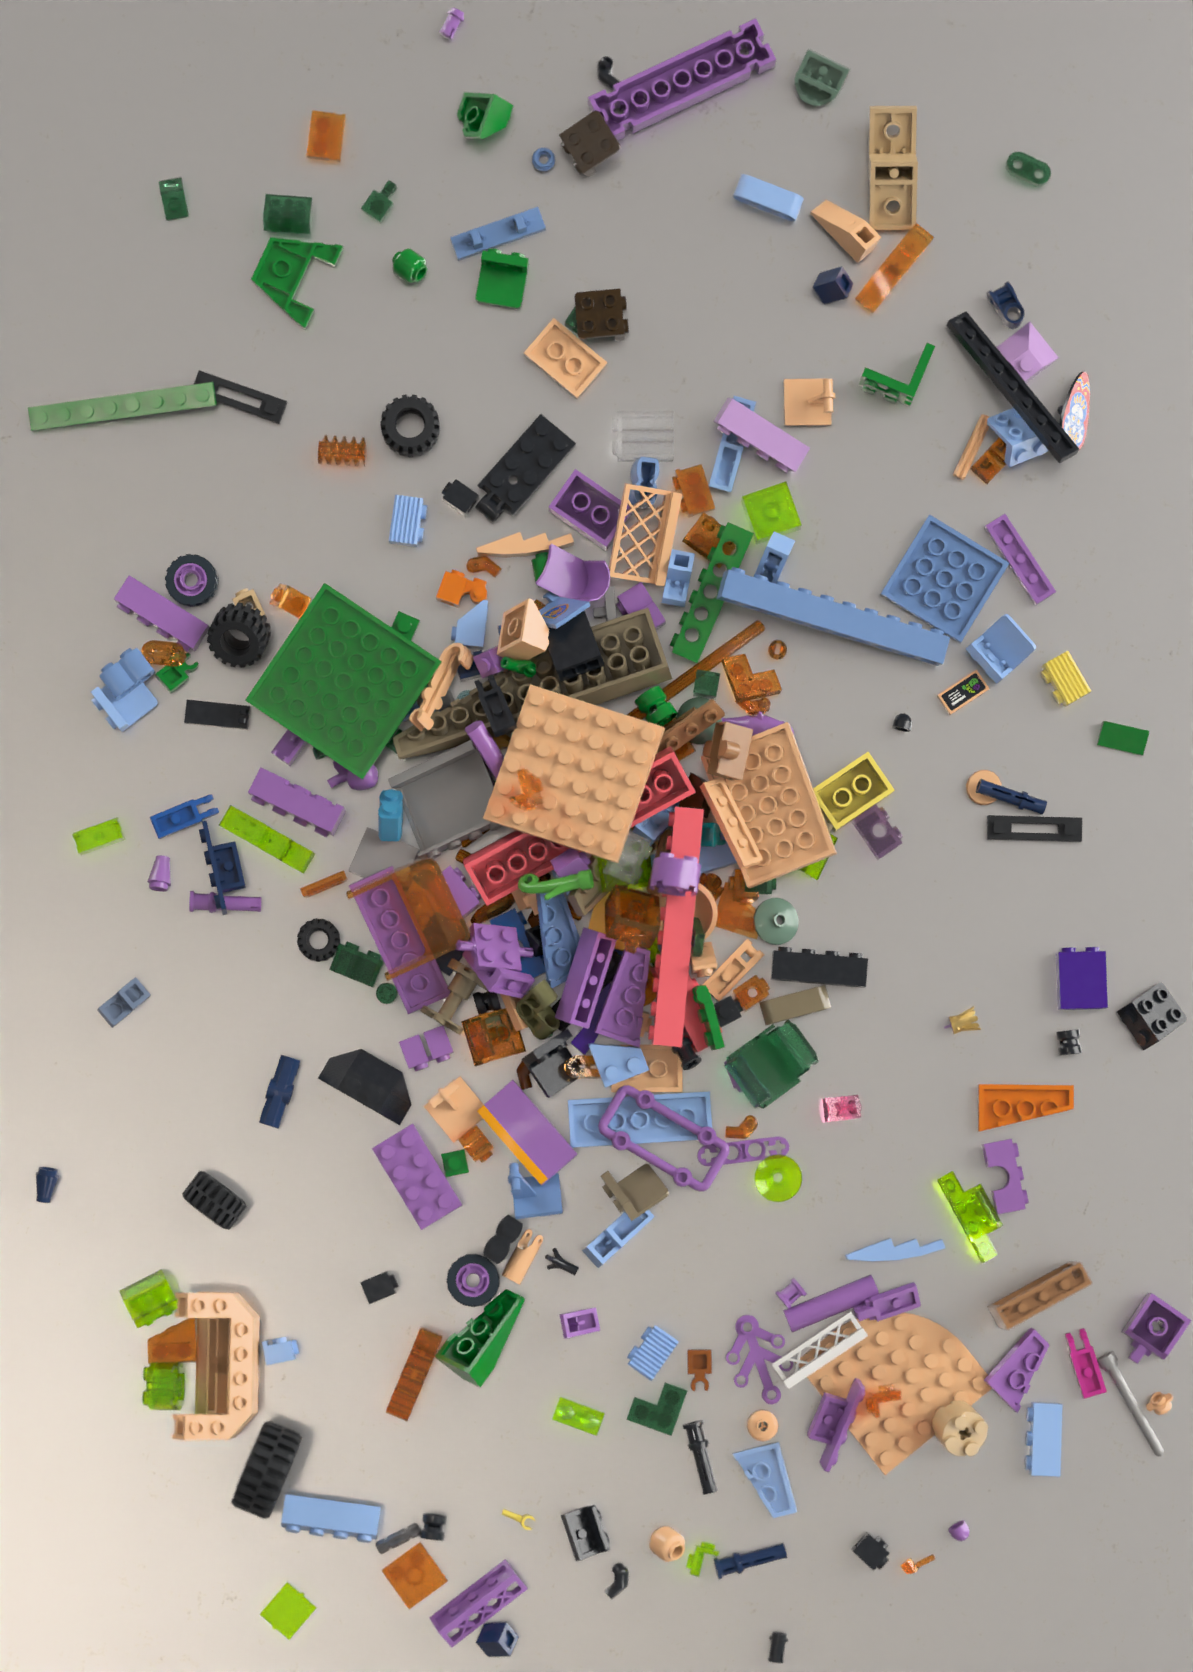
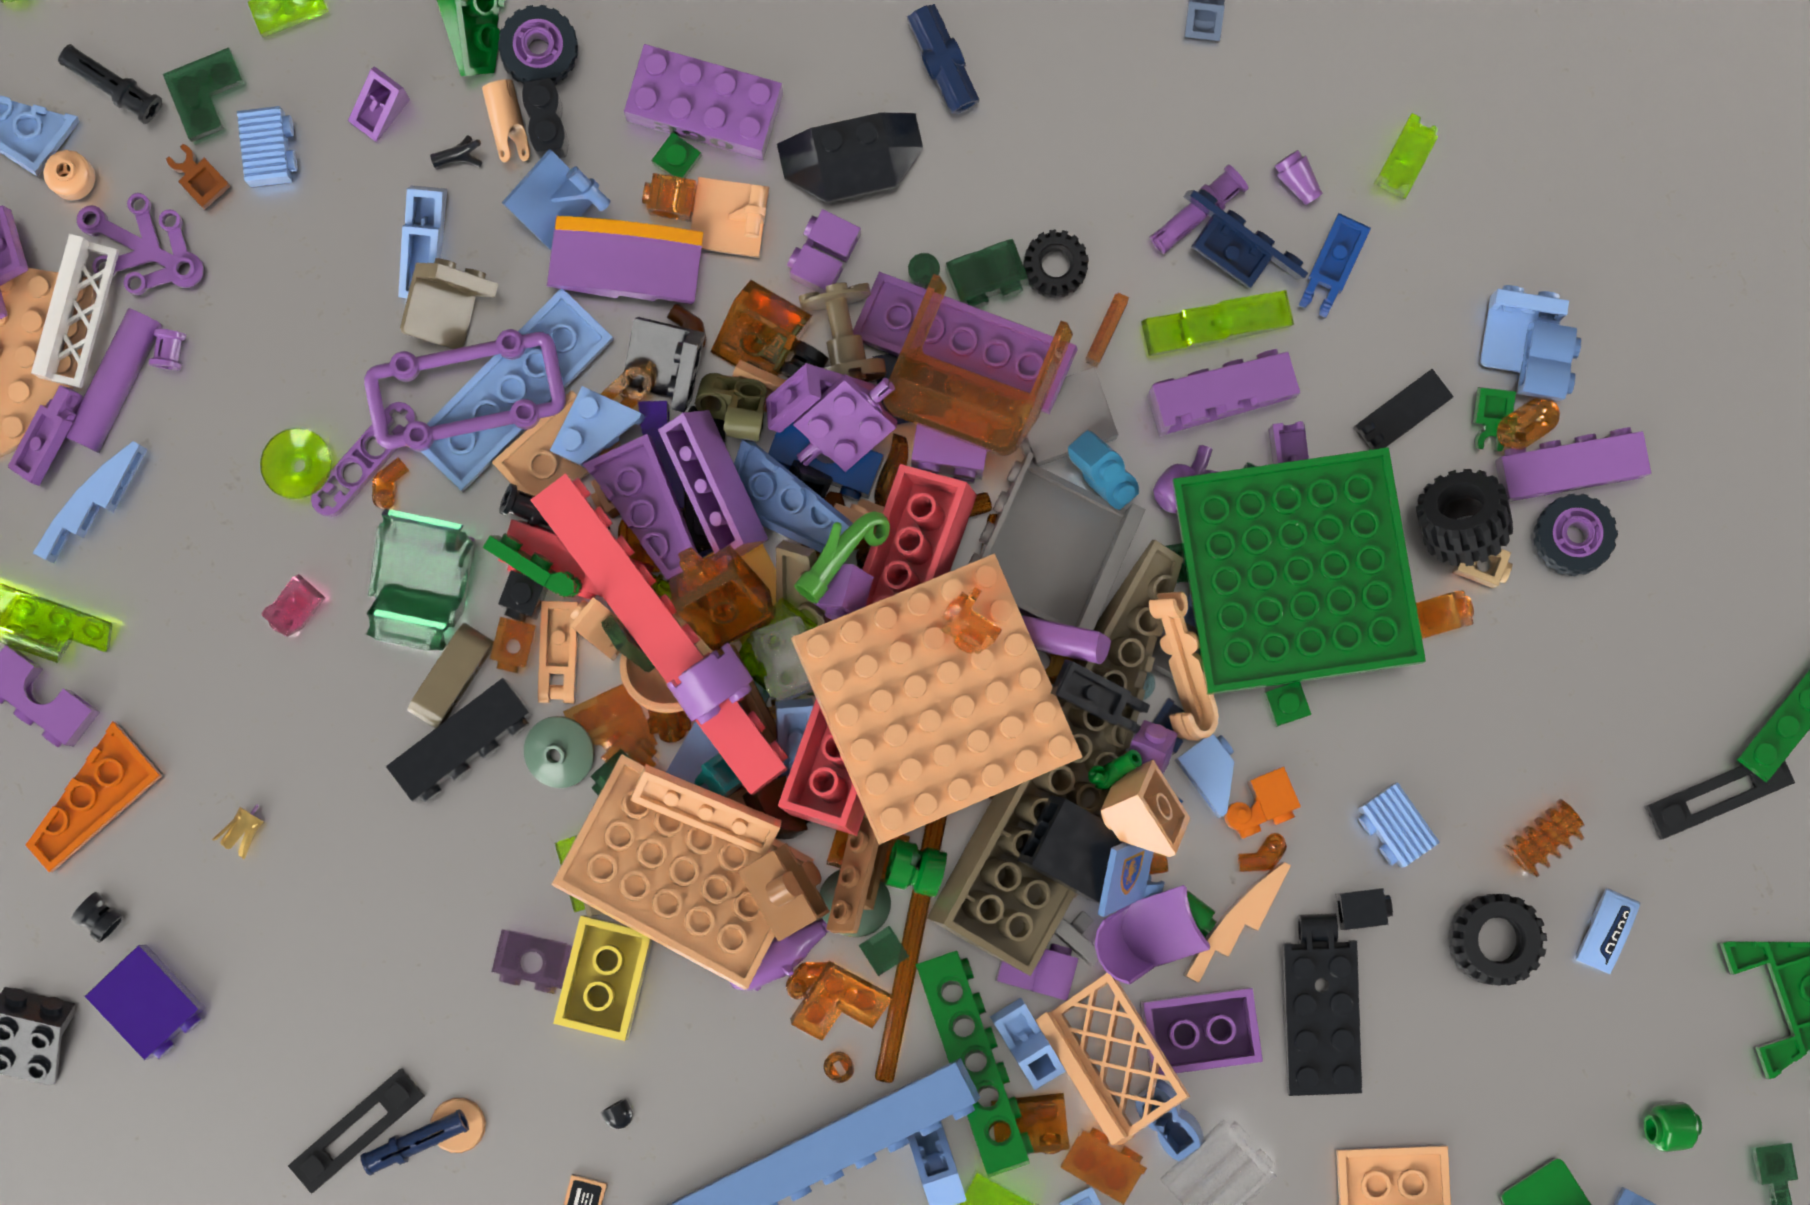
camera: 140 degrees right, 0 degrees up
(353, 382) = (1608, 931): none -> light blue slope

